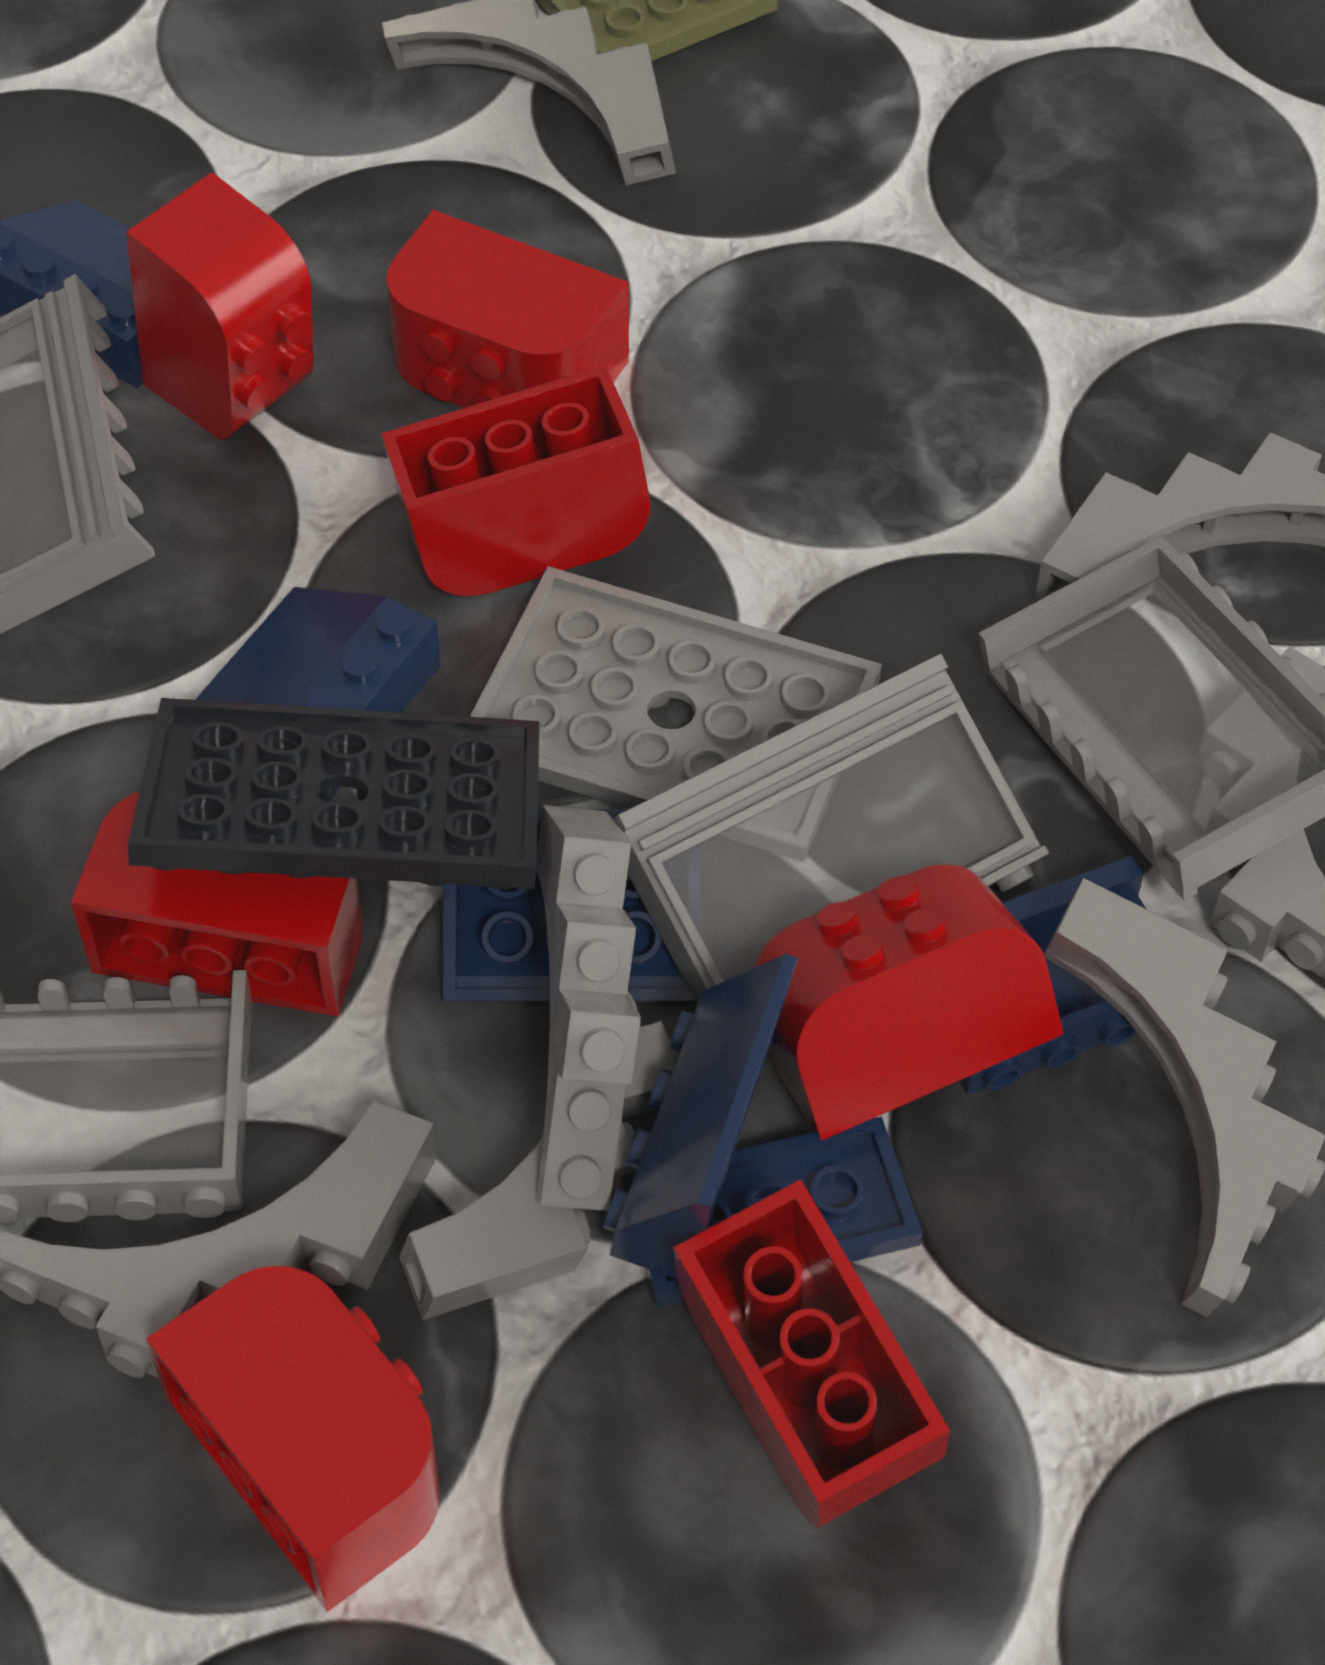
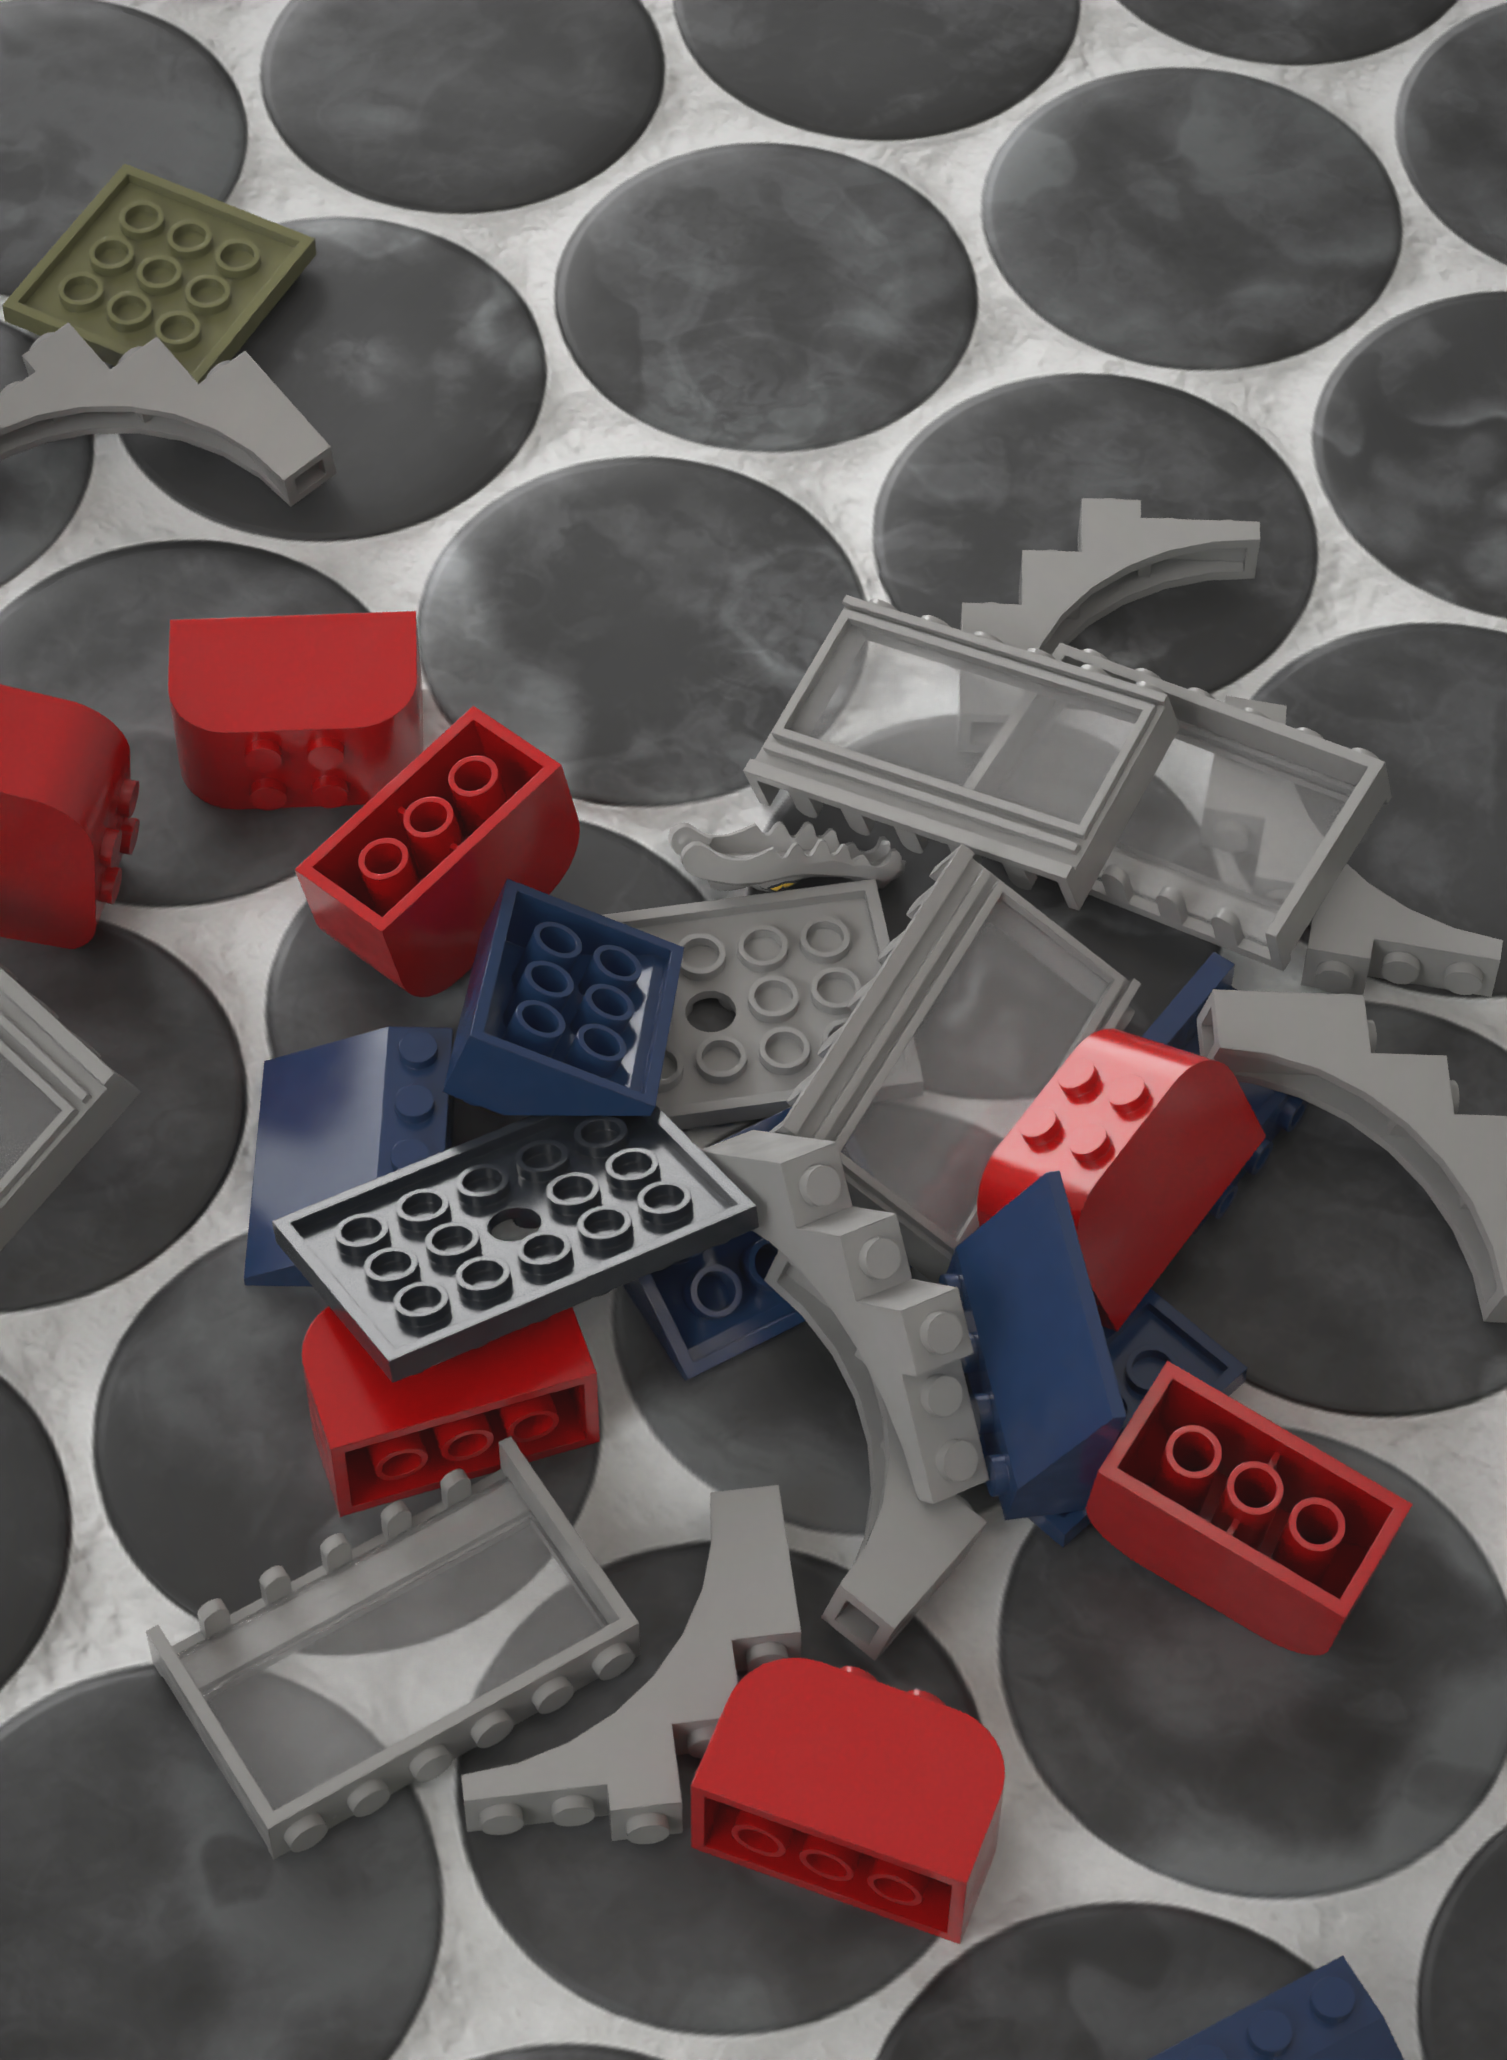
camera: 30 degrees left, 0 degrees up
(520, 642) = (563, 1012): none -> dark blue slope
(805, 611) = (779, 859): none -> light grey animal
(1024, 588) = (967, 745): none -> window

